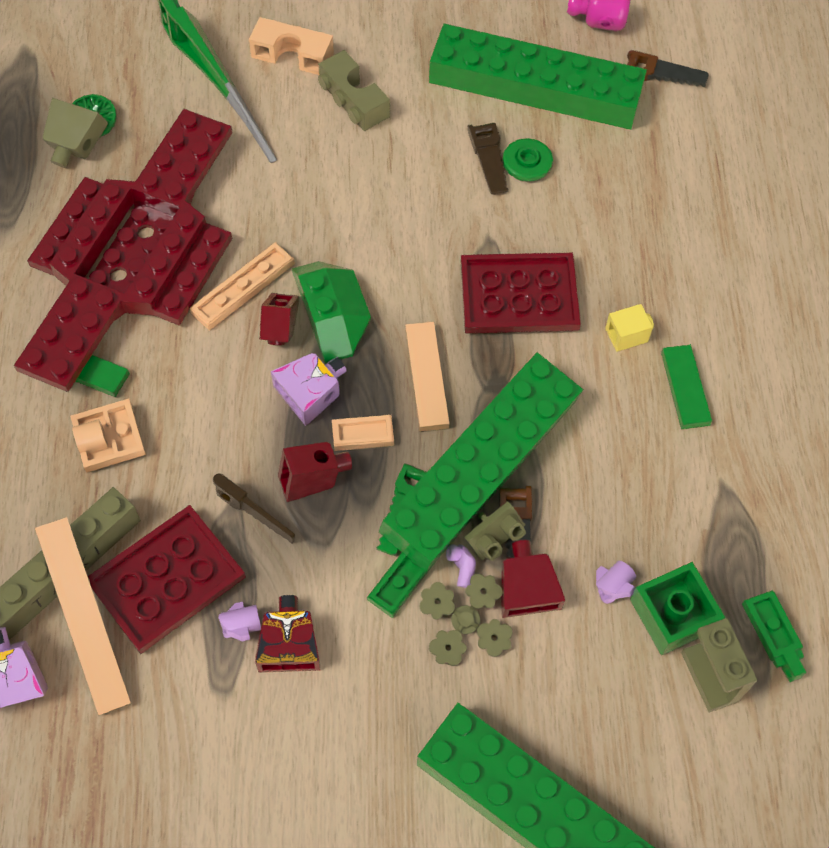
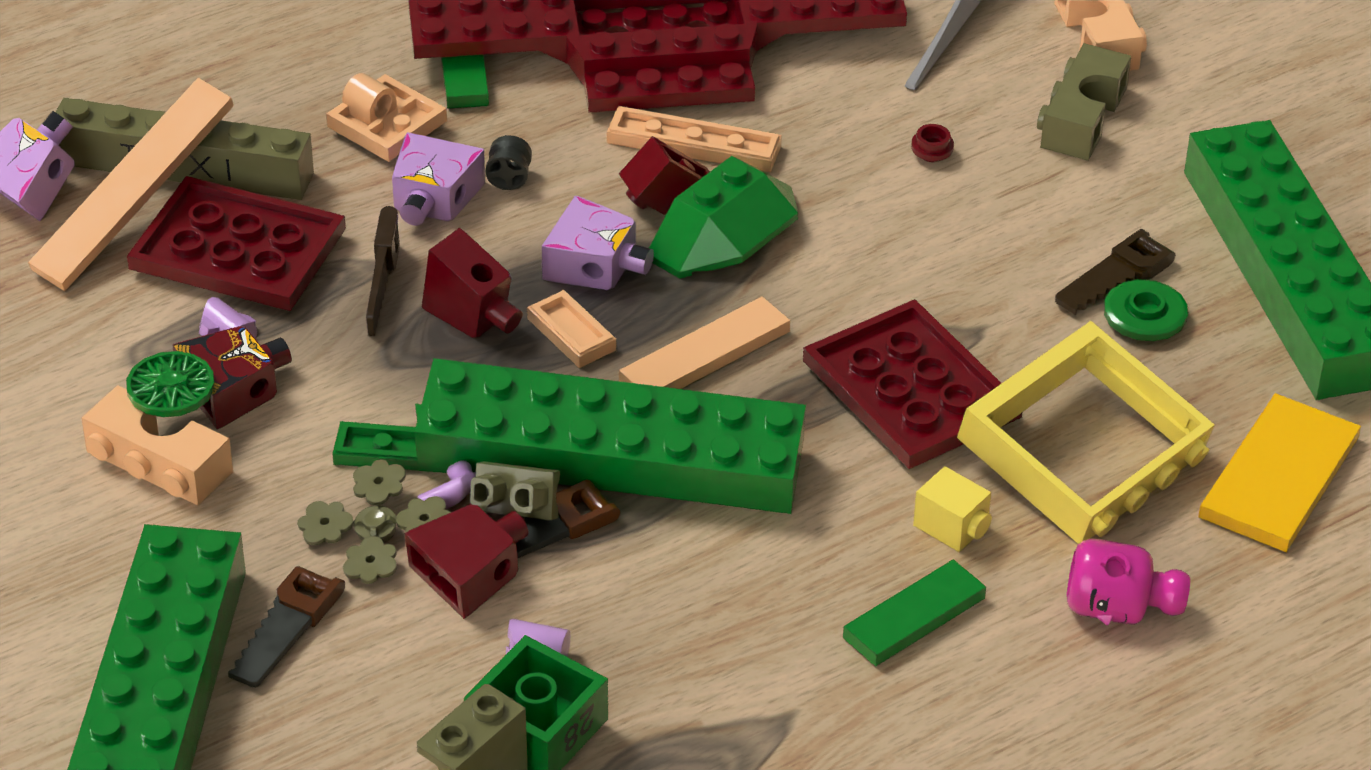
camera: 60 degrees right, 20 degrees down
(187, 438) = (435, 178): none -> lavender torso
(202, 390) = (499, 168): none -> pearl dark grey wheel
(295, 682) = (170, 384): none -> green wheel
(305, 731) = (182, 463): none -> light nougat arch
(333, 171) = (932, 143): none -> dark red plate
(518, 710) = (286, 623): none -> piece
(635, 193) = (1129, 380): none -> light yellow window
(677, 174) = (1279, 472): none -> yellow tile
(729, 285) = (1120, 581): none -> dark pink piece

